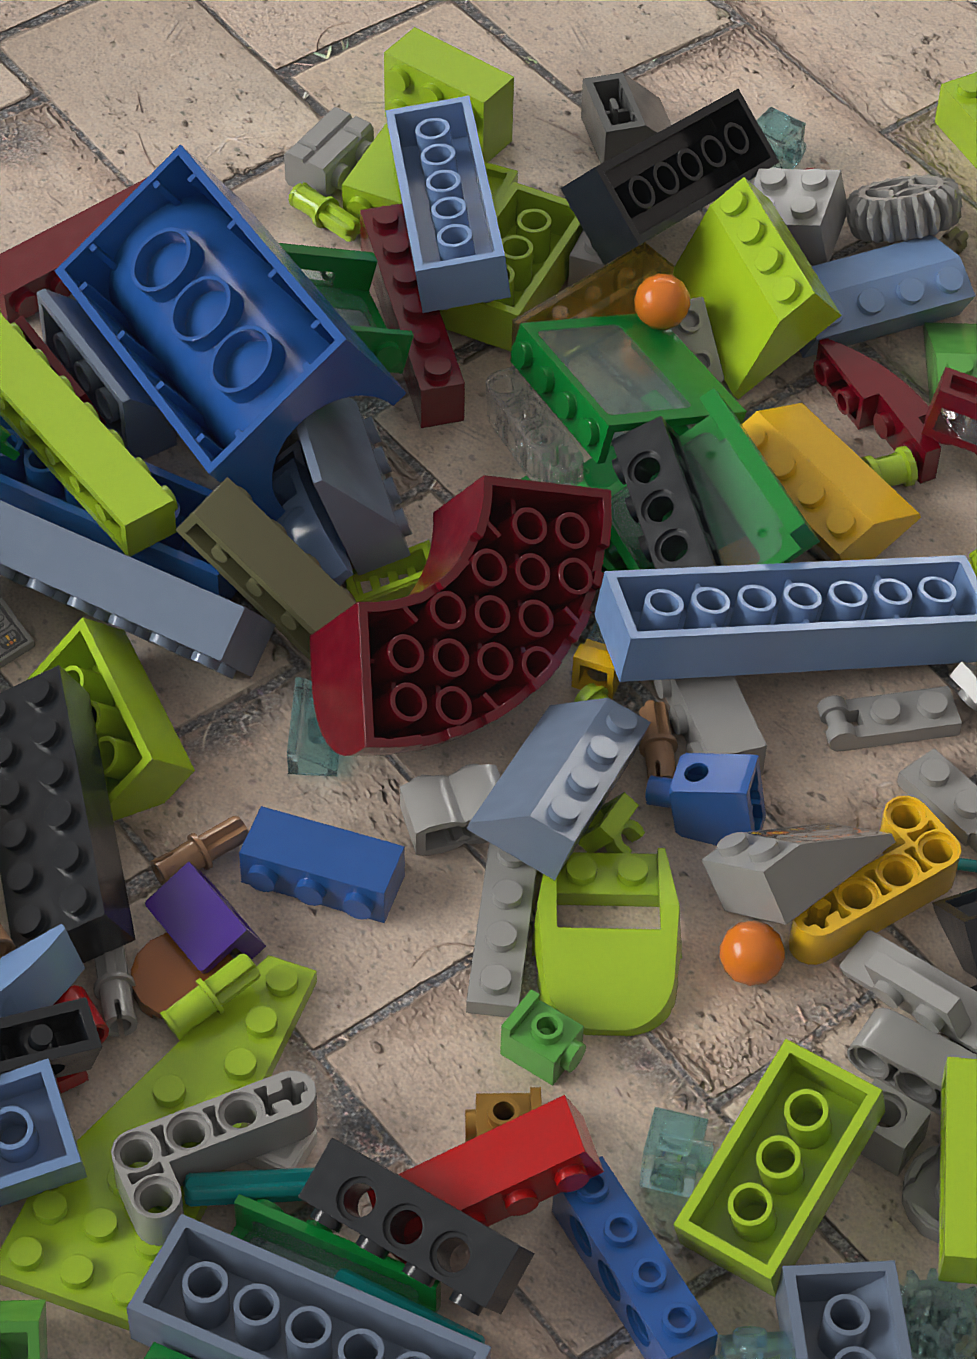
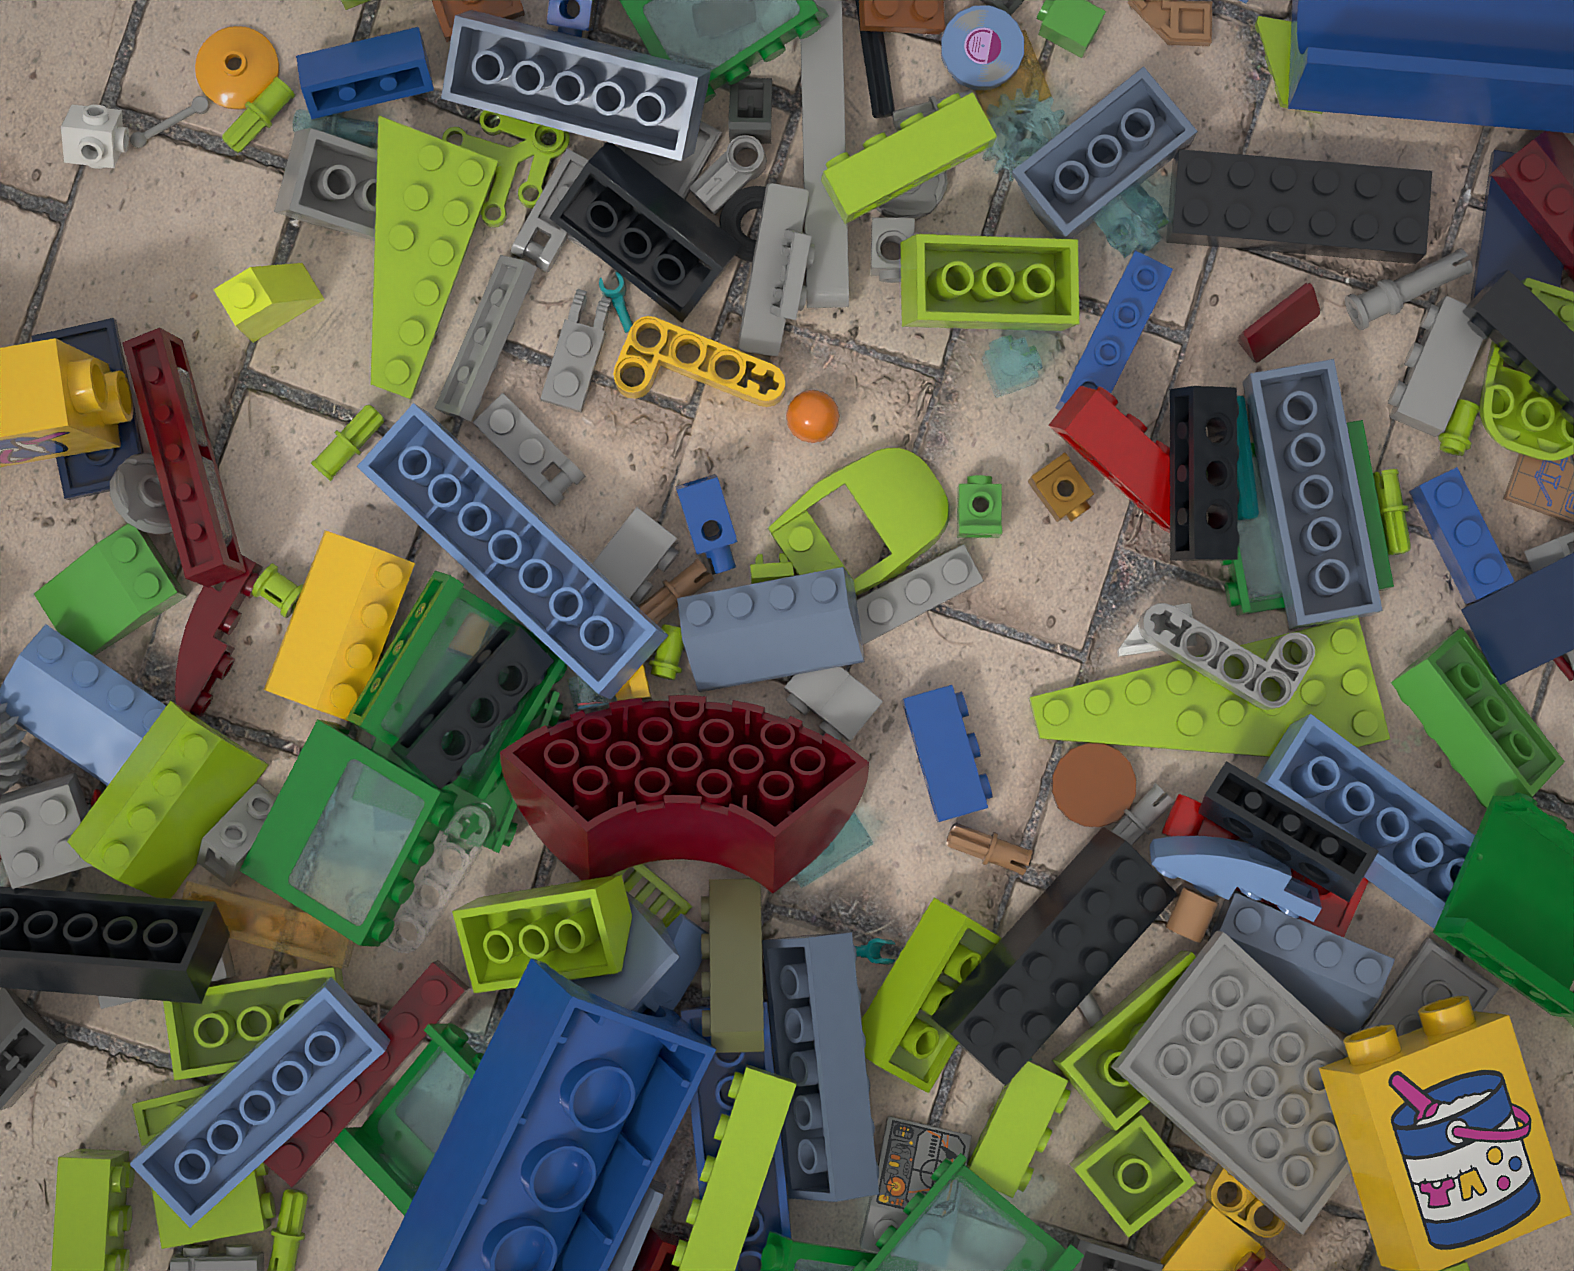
camera: 125 degrees left, 35 degrees up
(187, 708) = (873, 949): none -> teal hand
(201, 919) = (1046, 799): dark purple panel -> none
(210, 995) = (1109, 744): lime axle -> none
(225, 1186) = (1215, 608): teal axle -> none
(422, 457) = (569, 926): none -> lime slope
(662, 301) = (246, 857): orange piece -> none
(788, 868) = (725, 423): light grey slope -> none

